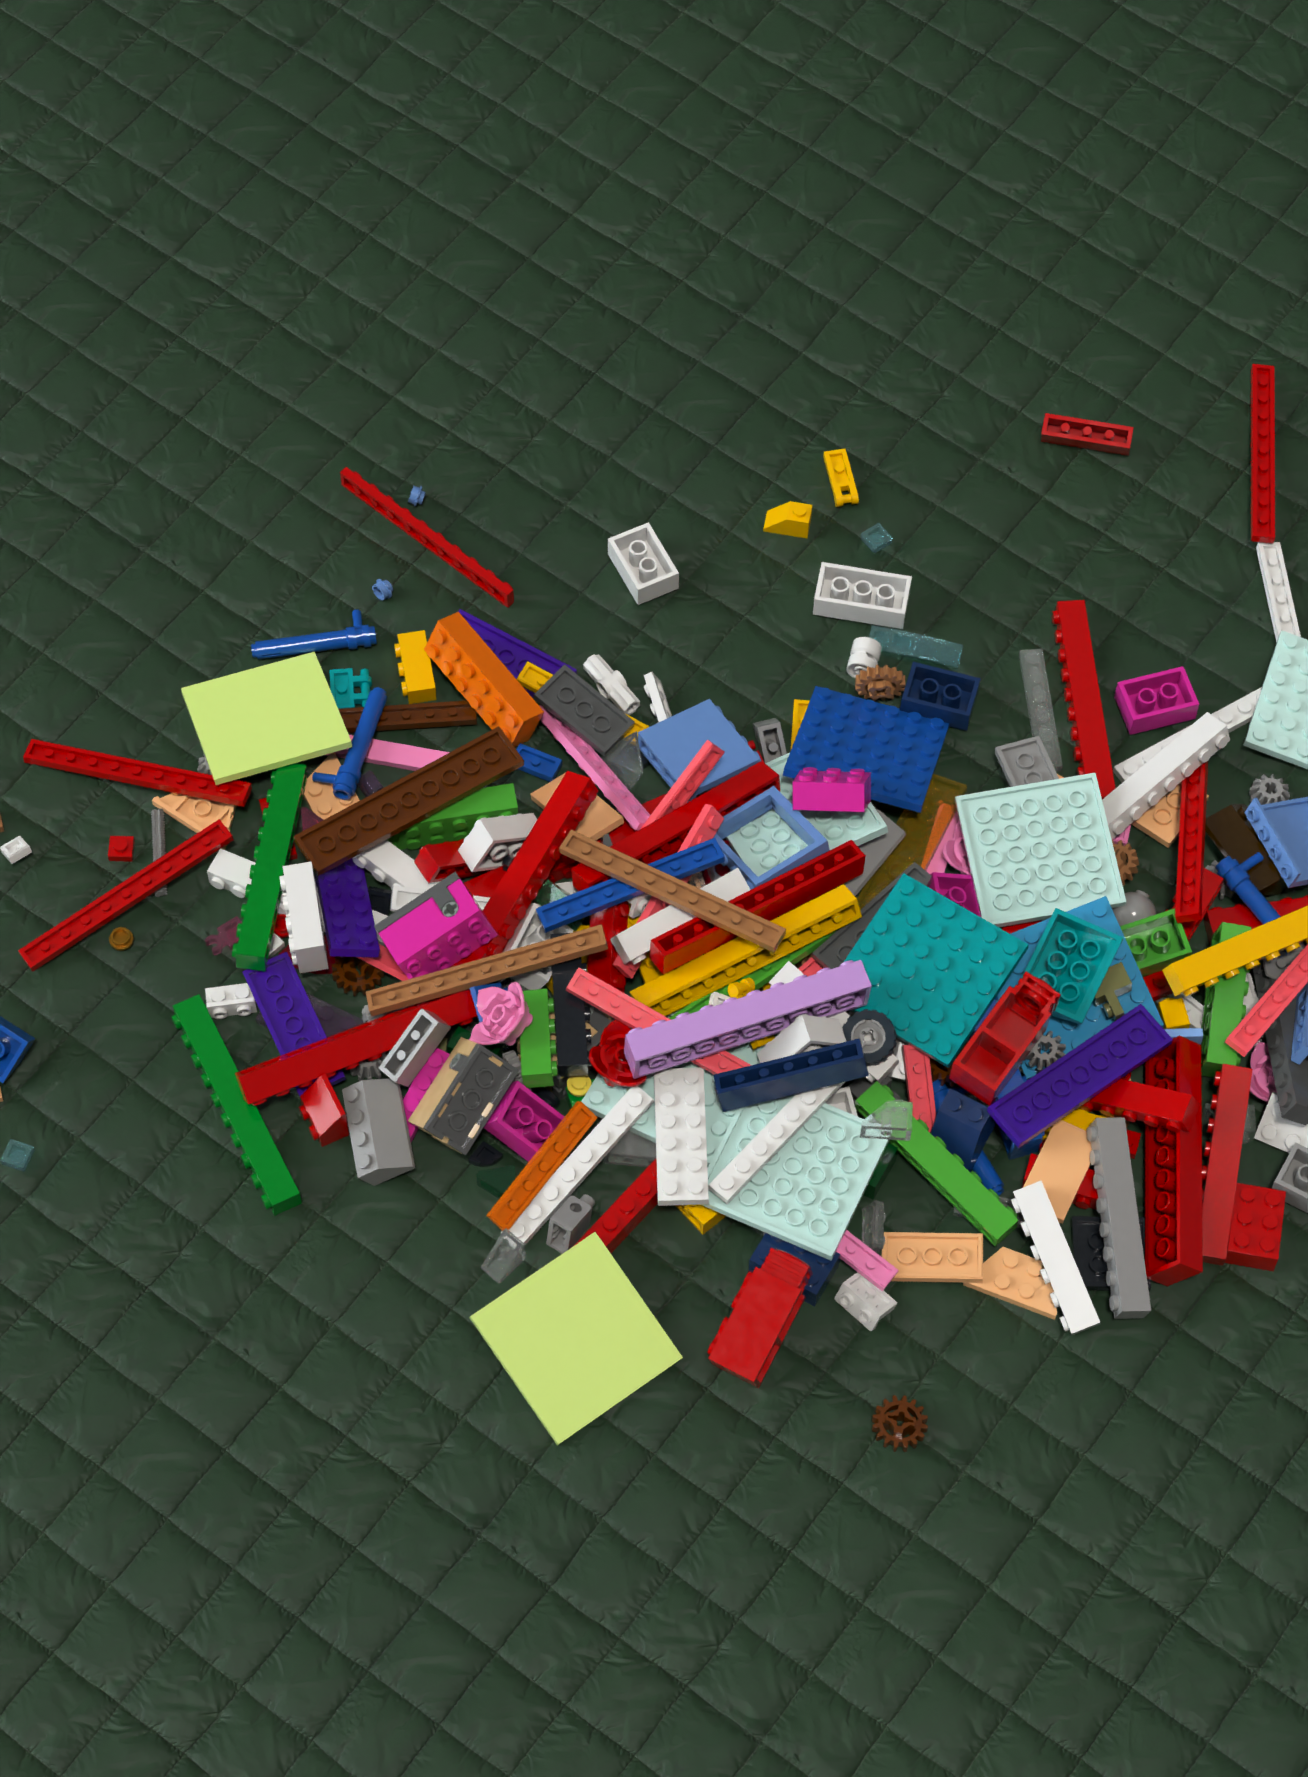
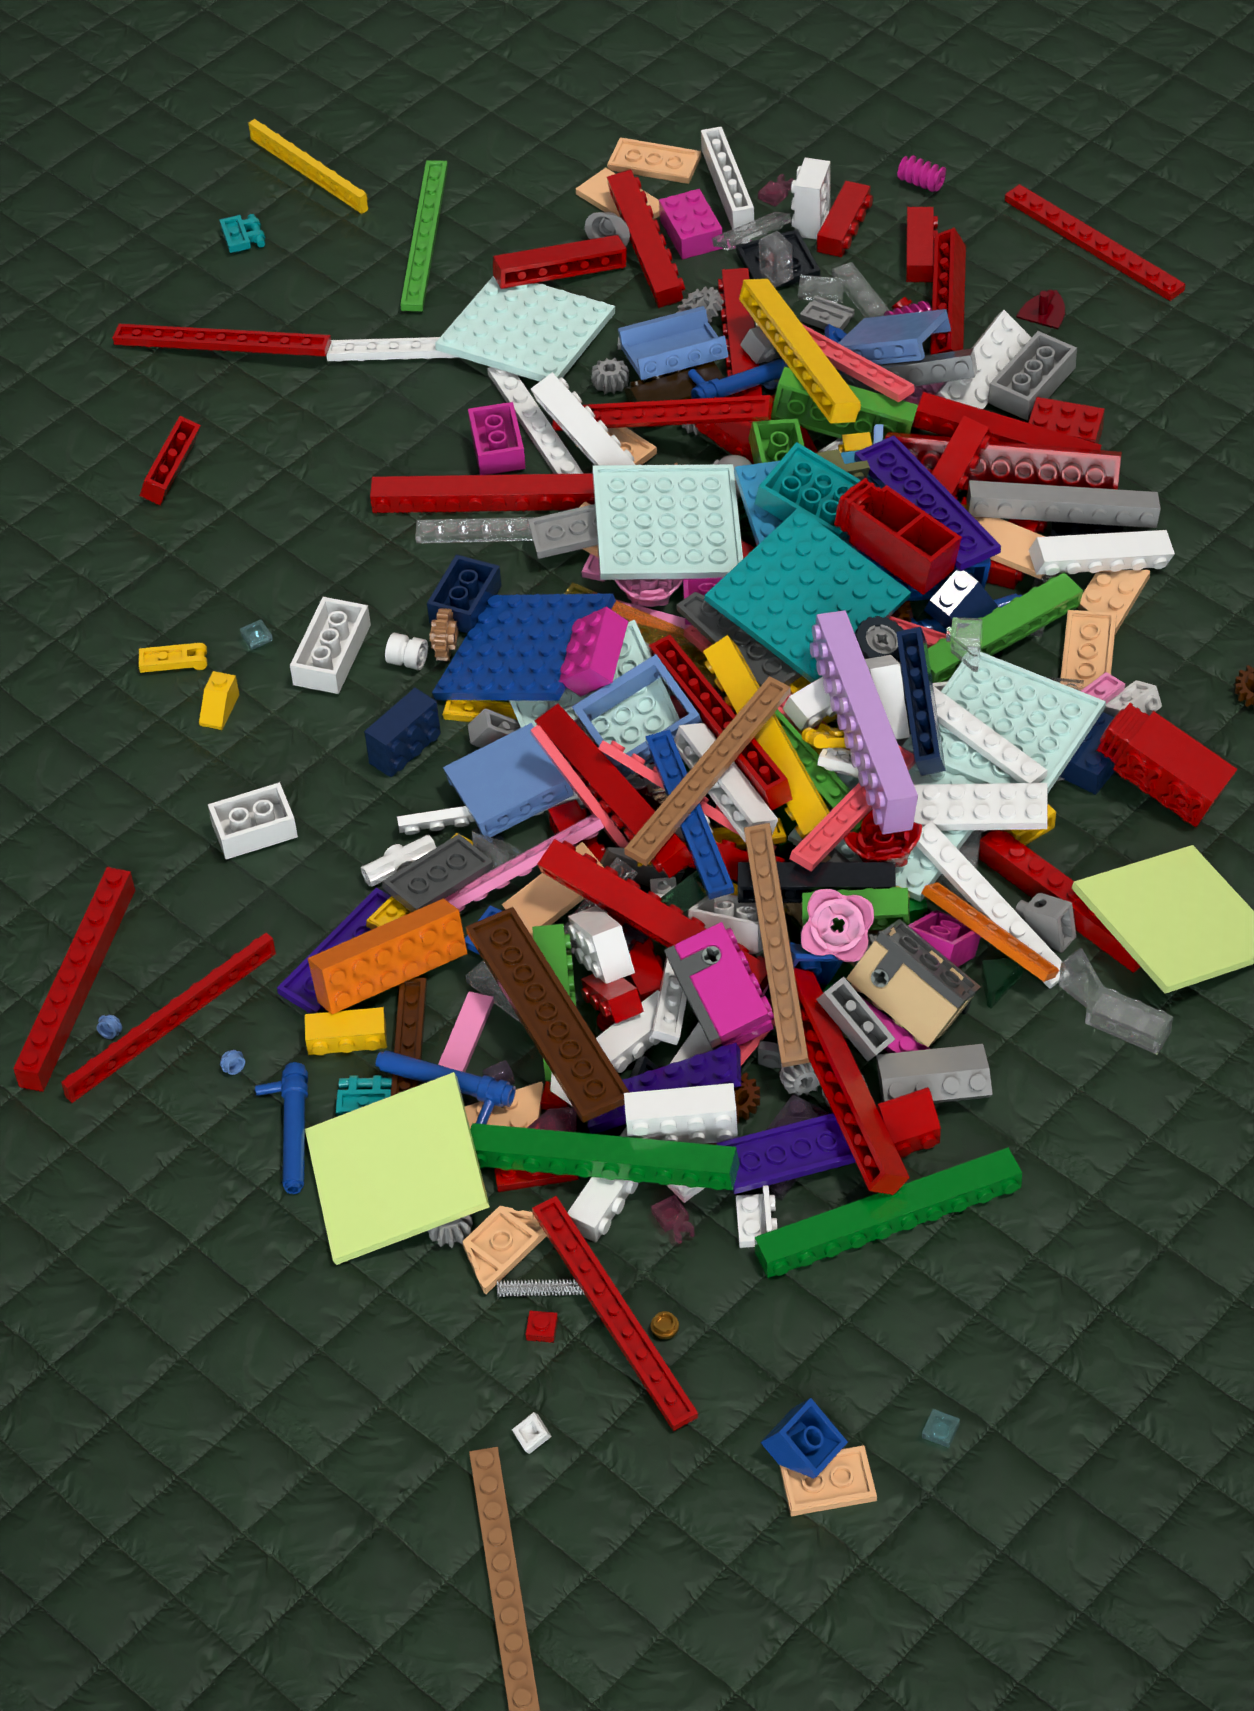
camera: 80 degrees left, 10 degrees down
(136, 772) = (446, 1304): red plate -> none
(460, 1299) = (1129, 1019): none -> clear brick
(463, 461) = (74, 980): none -> red brick
(755, 664) = (402, 732): none -> dark blue brick
(917, 646) = (398, 610): clear light blue slope -> none

